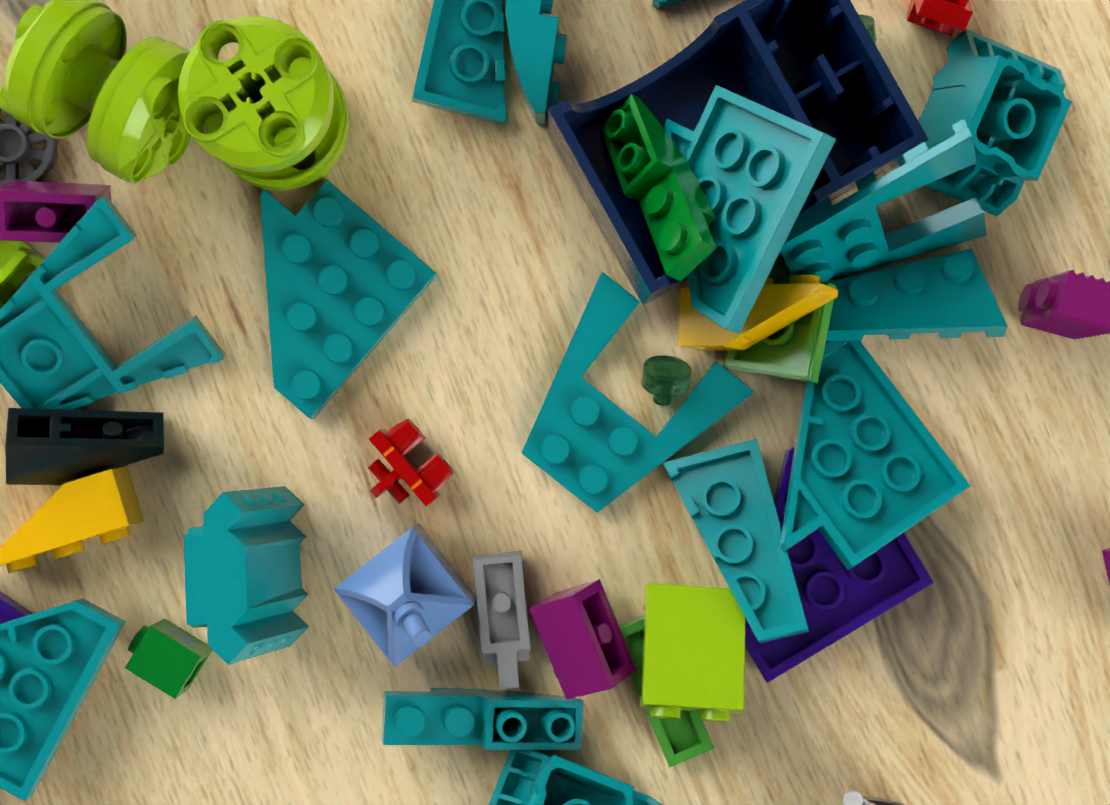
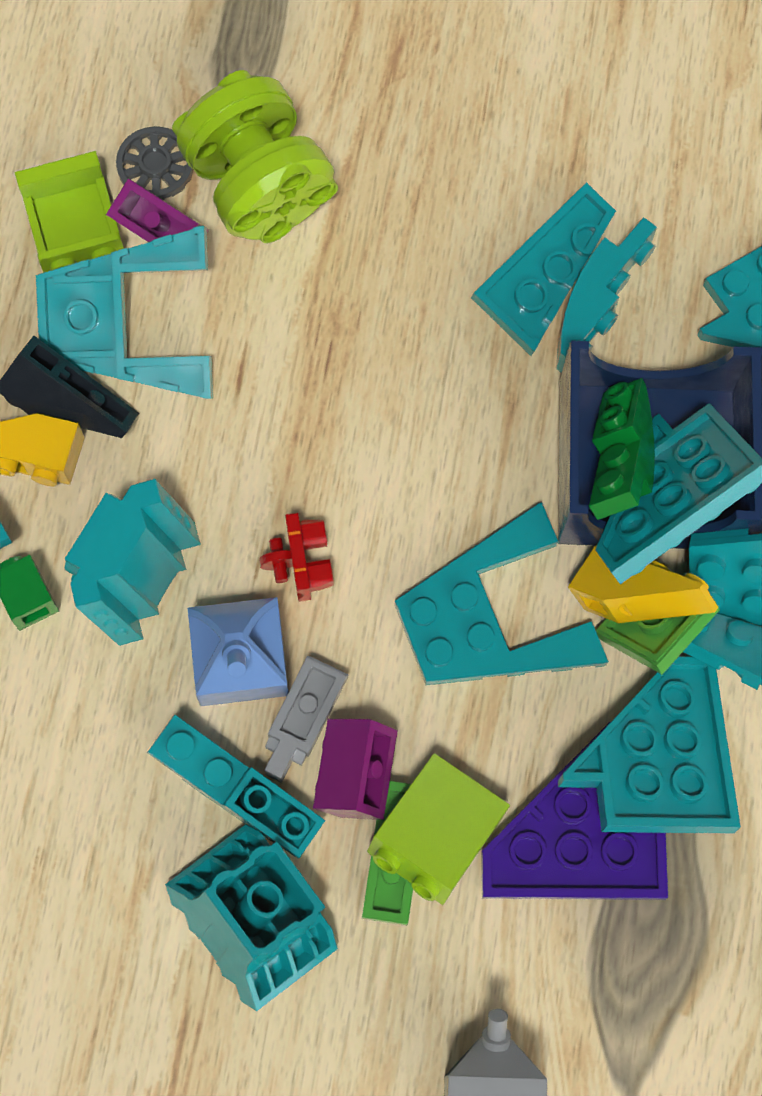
camera: 30 degrees right, 15 degrees down
(264, 103) = (363, 232): lime piece -> none
(331, 292) = (323, 400): teal wing -> none
(665, 378) = (543, 610): clear green tile -> none
(740, 525) = (535, 750): teal wing -> none

